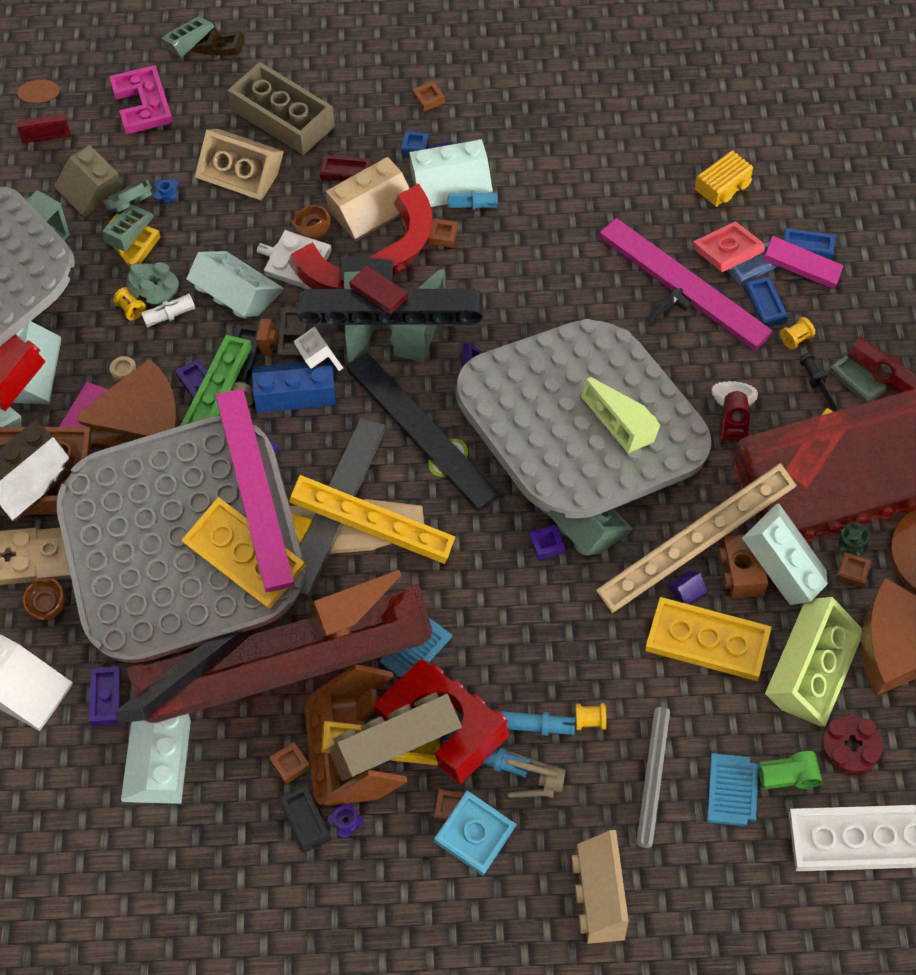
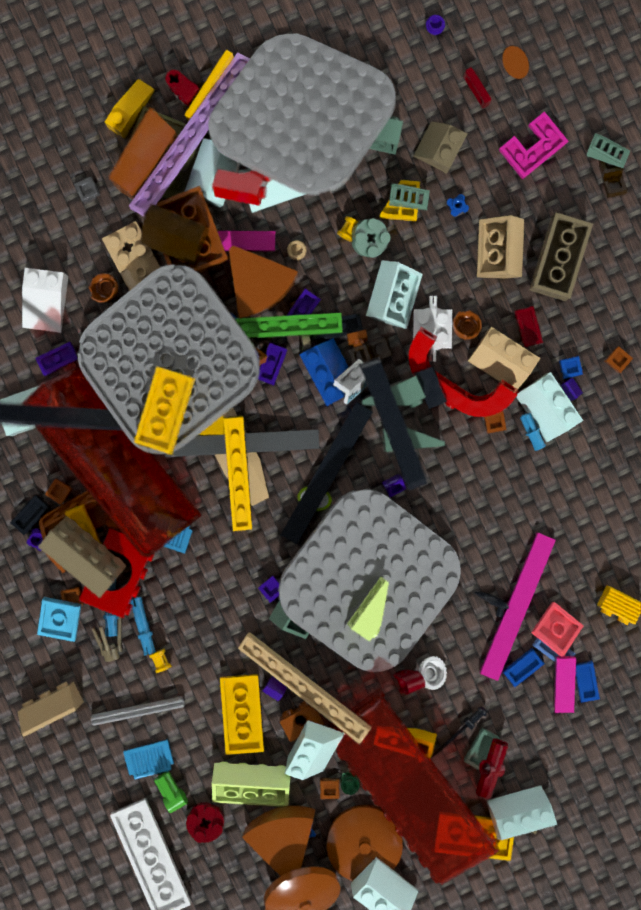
camera: 65 degrees right, 30 degrees up
(120, 200) = (436, 183): sand green plate -> none
(168, 310) = (363, 267): white pin -> none
(254, 491) = (206, 399): dark pink tile -> none
(344, 609) = (156, 496): dark orange slope -> none
(378, 289) = (396, 413): dark red tile -> none
(797, 333) = (501, 698): yellow bush -> none

